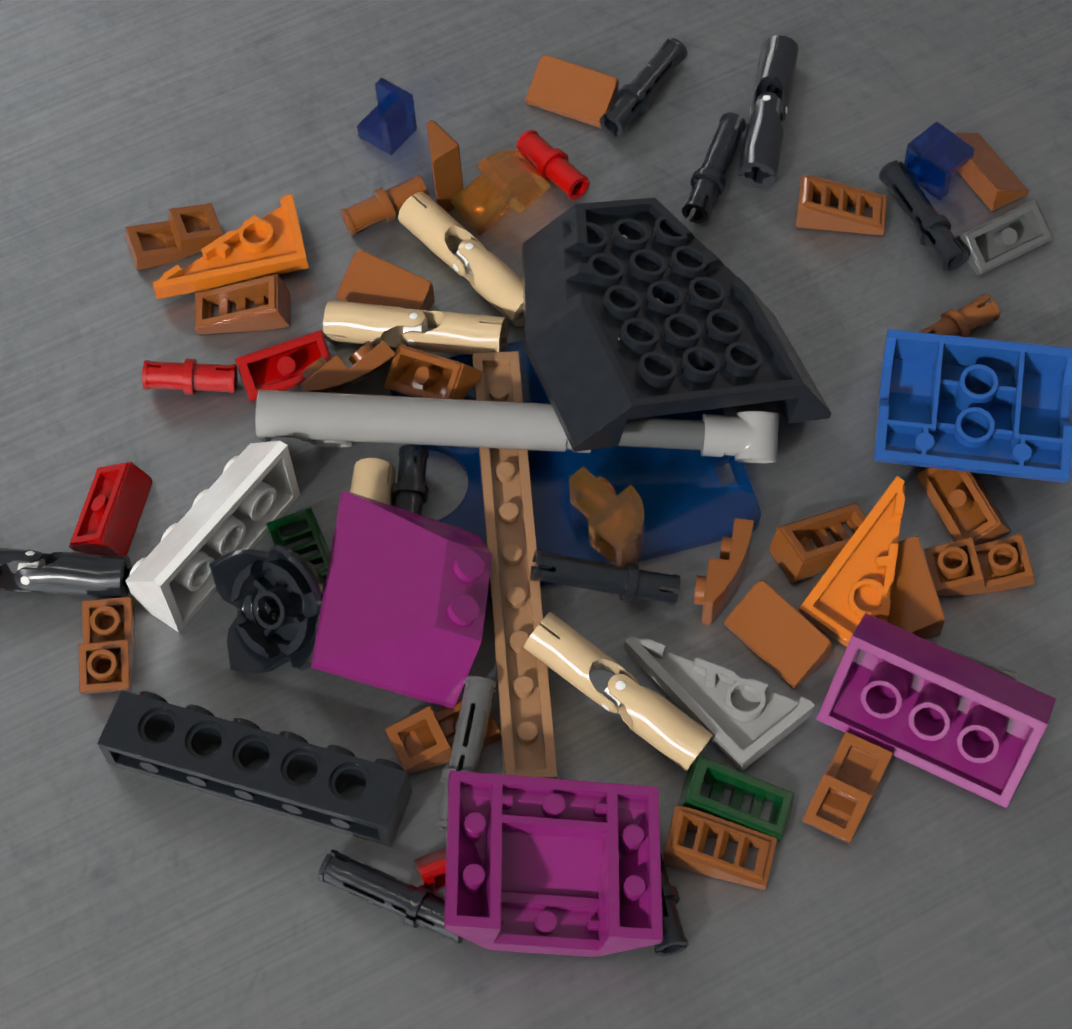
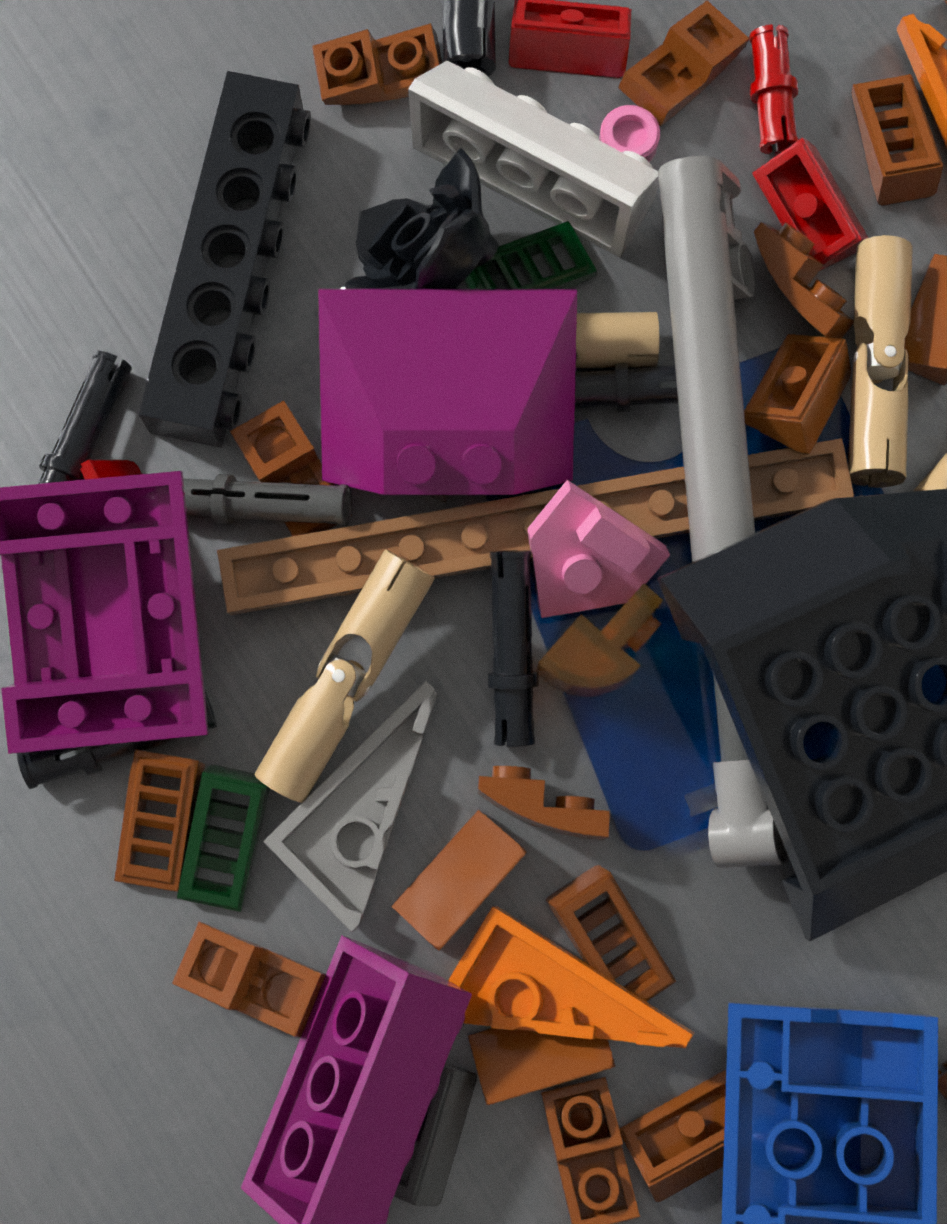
camera: 80 degrees right, 20 degrees up
(153, 435) = (685, 63): none -> dark orange slope
(201, 473) = (631, 130): none -> bright pink tile
(541, 517) = (588, 554): none -> bright pink plate

